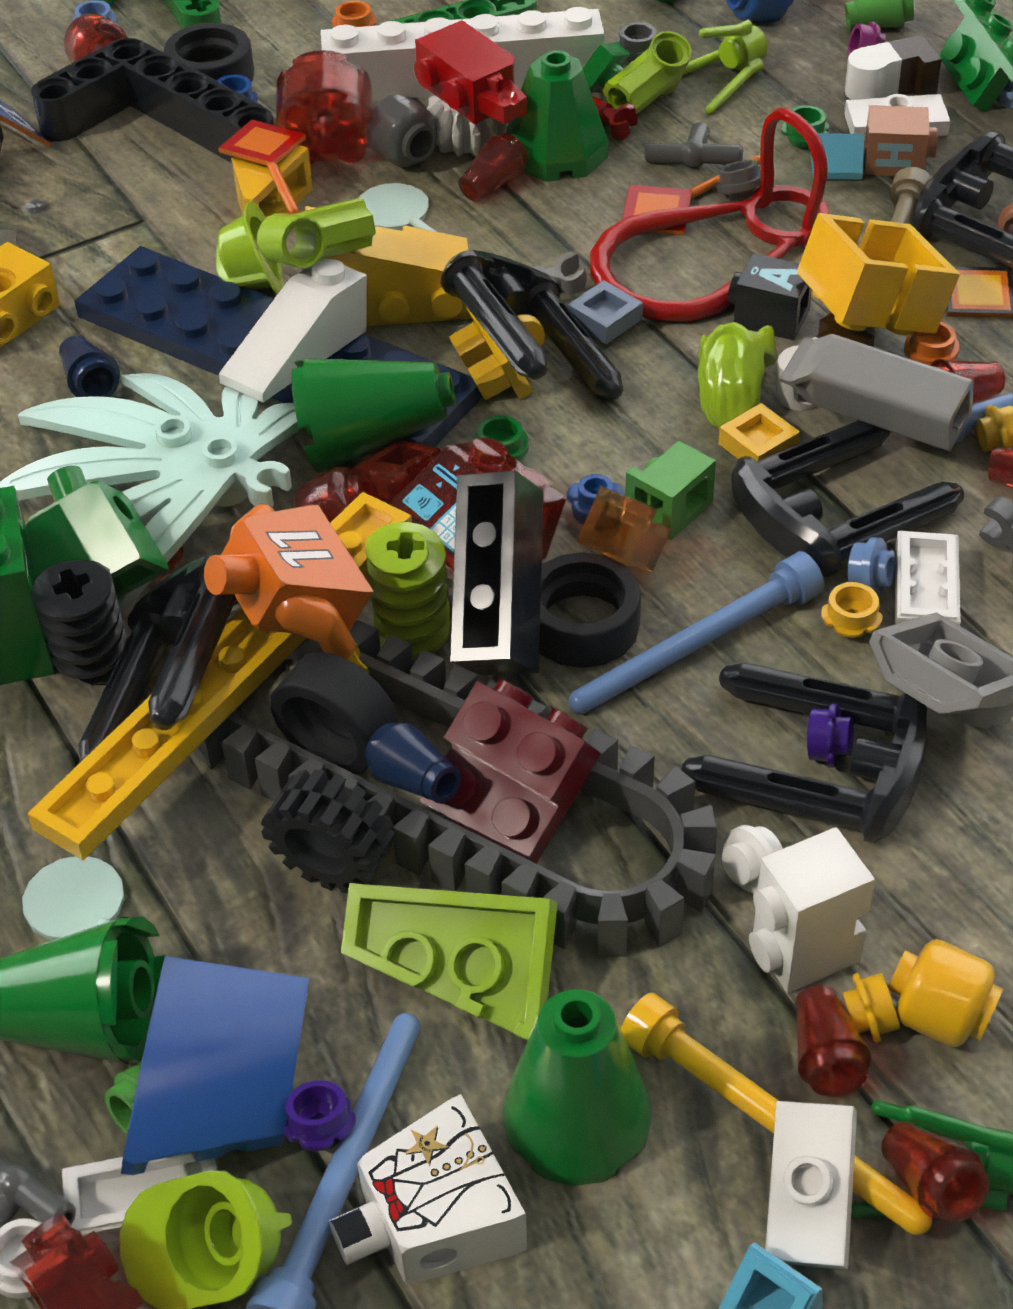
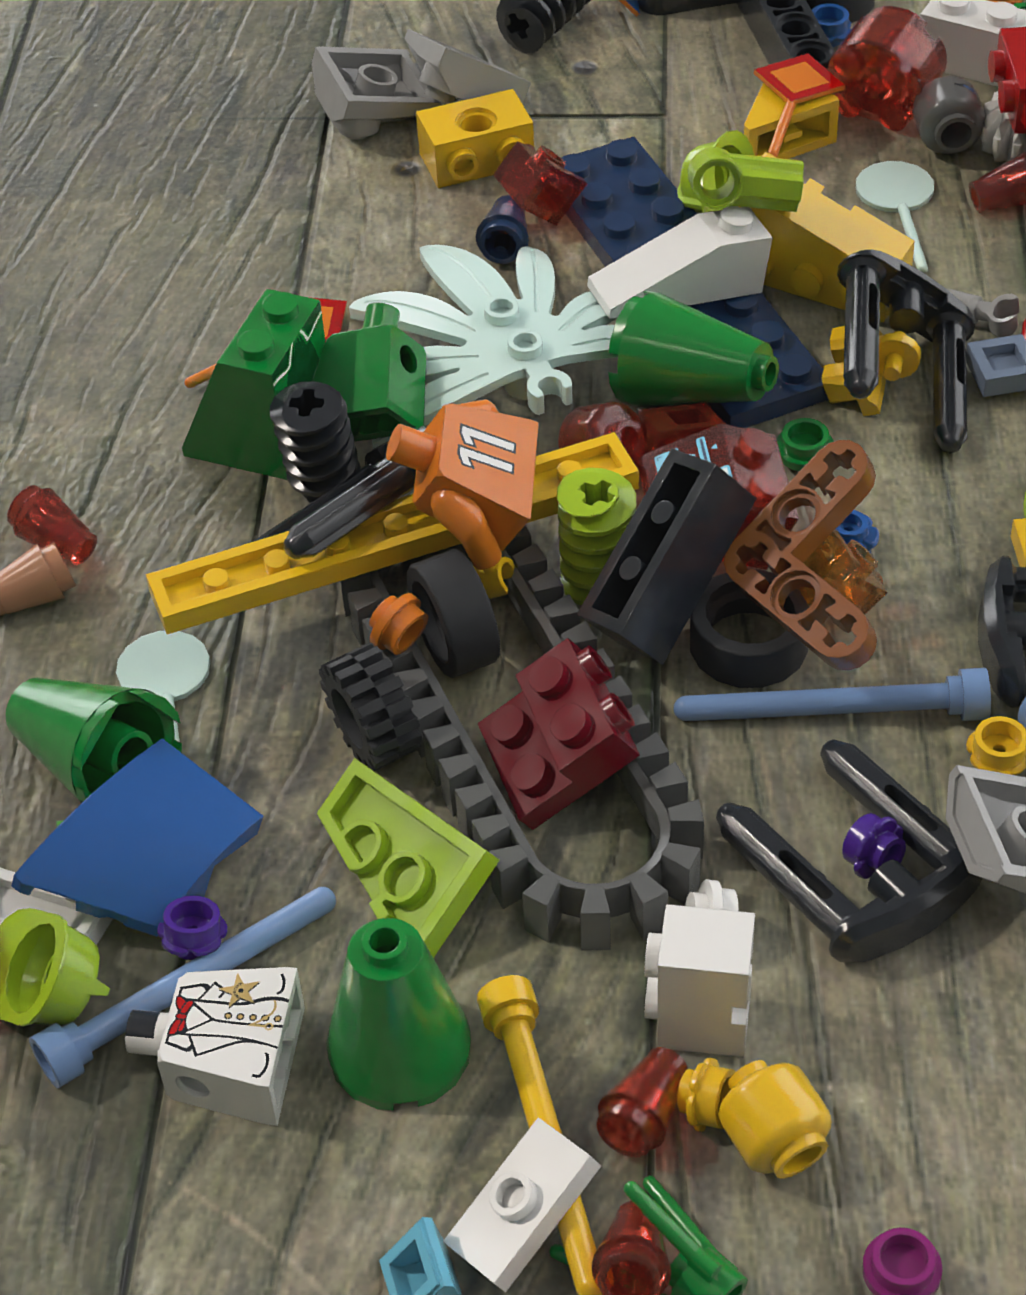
camera: 35 degrees right, 0 degrees up
(92, 313) = (539, 181): none -> clear red brick
(303, 742) = (397, 623): none -> orange plate
(410, 762) = (478, 683): dark blue cone -> none
(590, 524) = (788, 550): none -> dark orange beam
(675, 484) = (922, 557): bright green brick -> none

